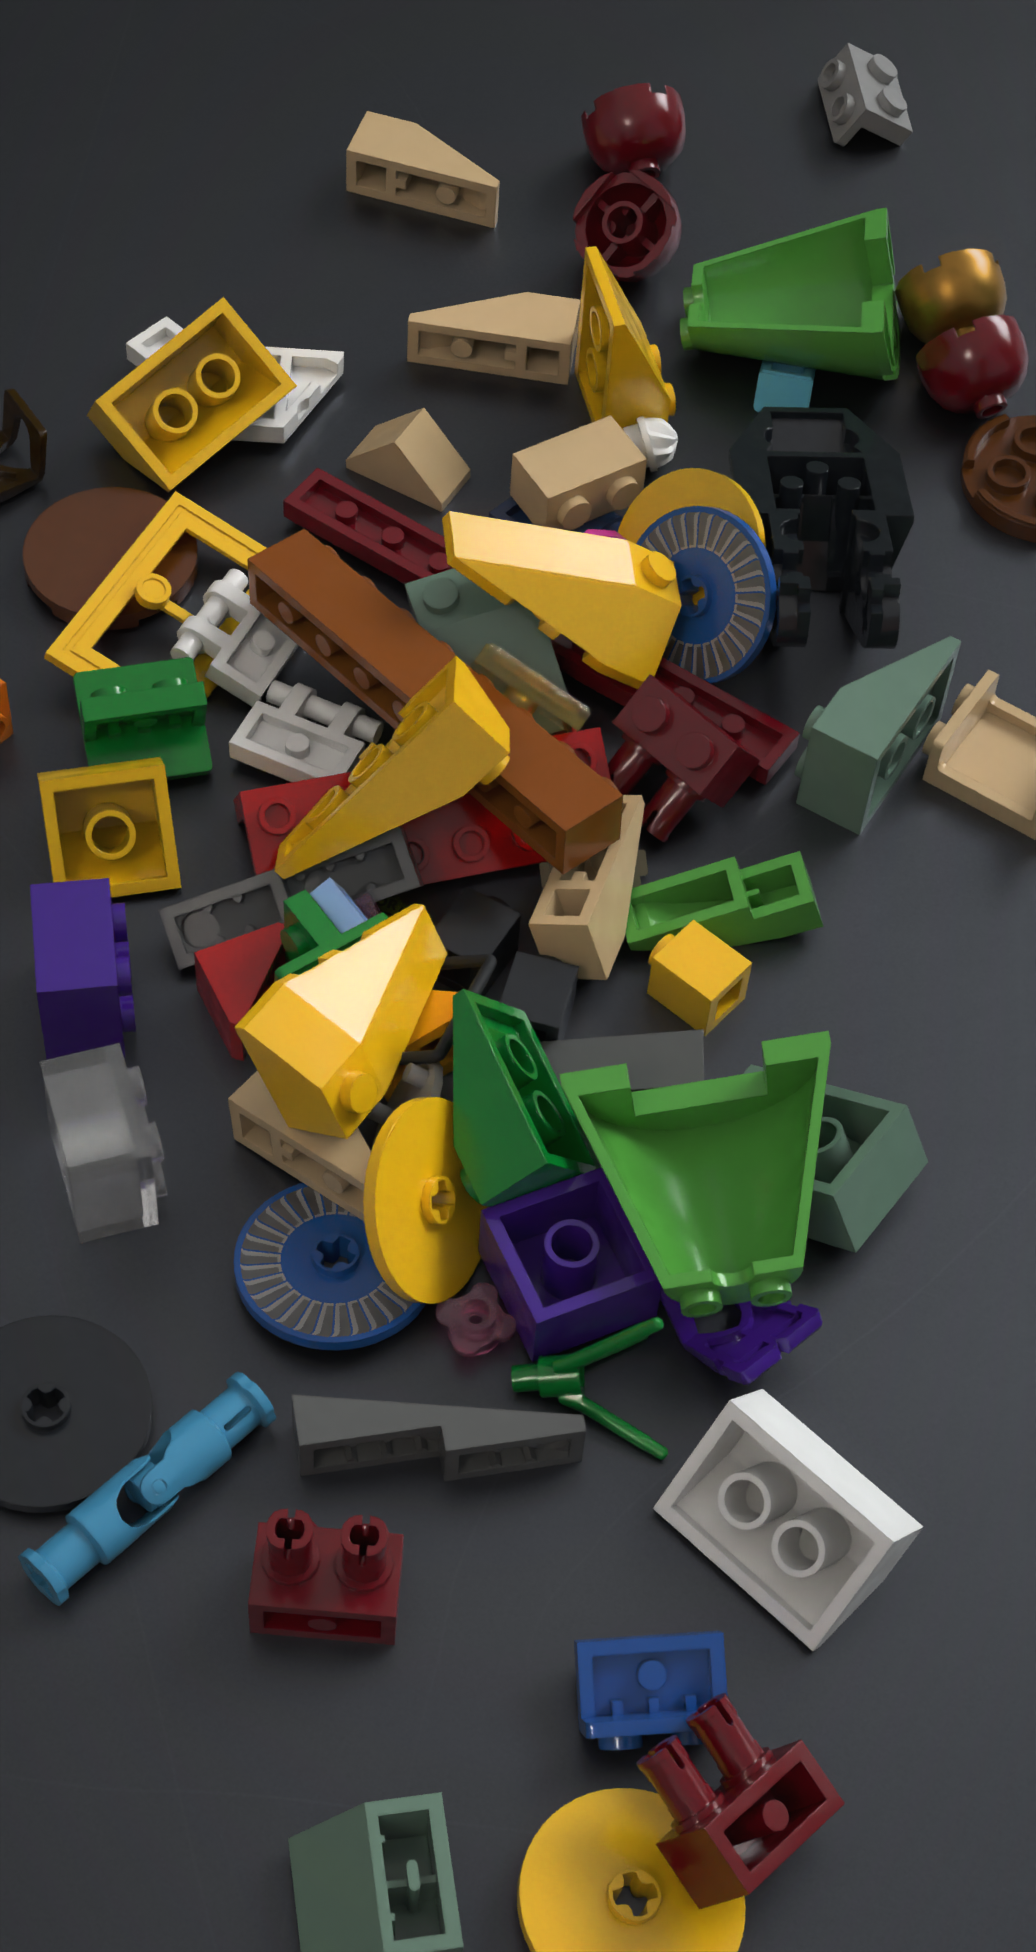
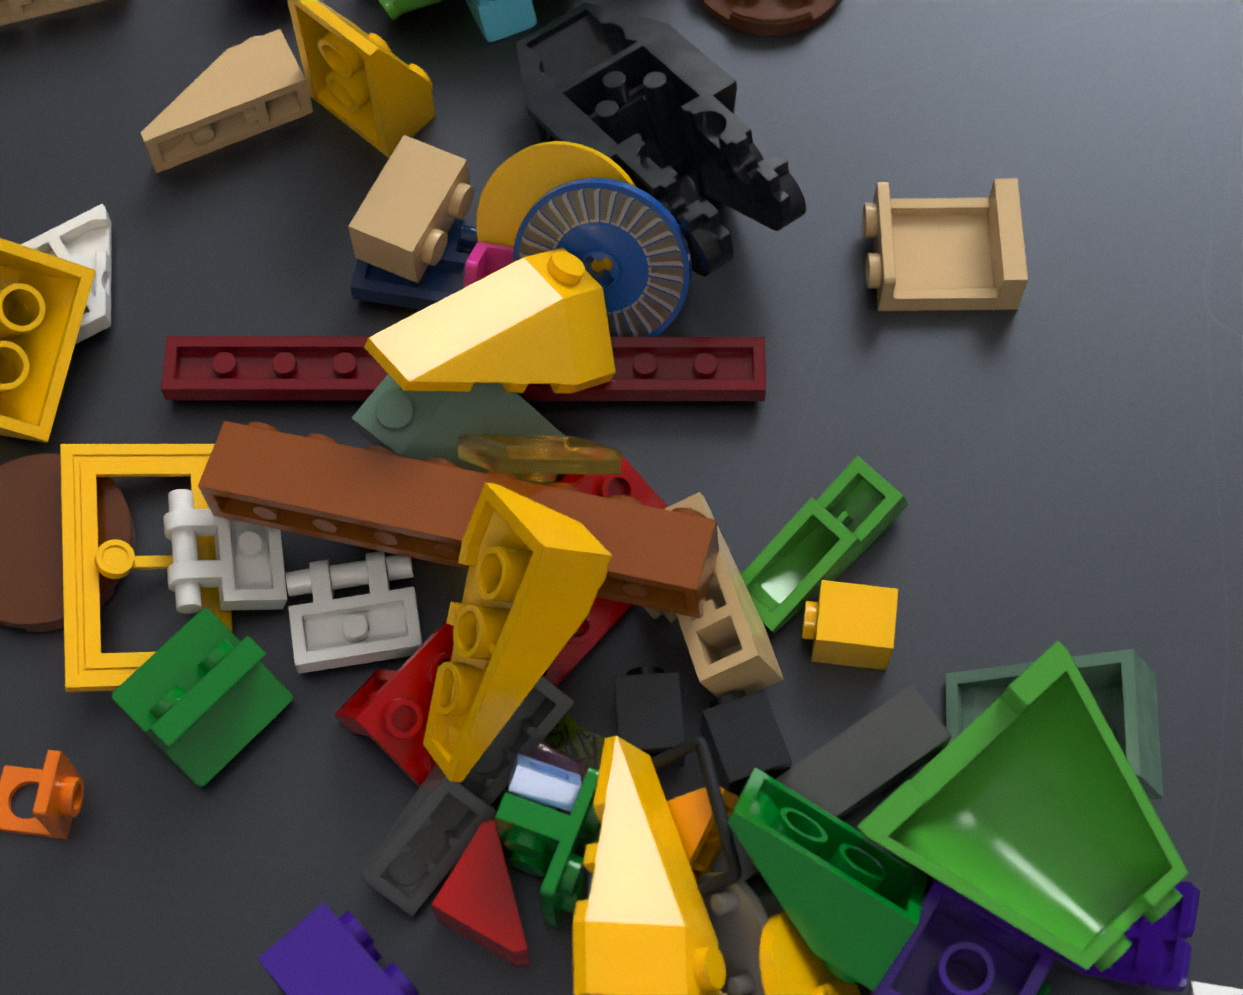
camera: 30 degrees left, 10 degrees up
(111, 825) = (251, 823): yellow slope -> none
(412, 459) = (237, 273): tan slope -> none
(654, 439) = (435, 126): white plate -> none
(697, 754) = (693, 413): dark red brick -> none
(872, 735) = (836, 320): sand green slope -> none

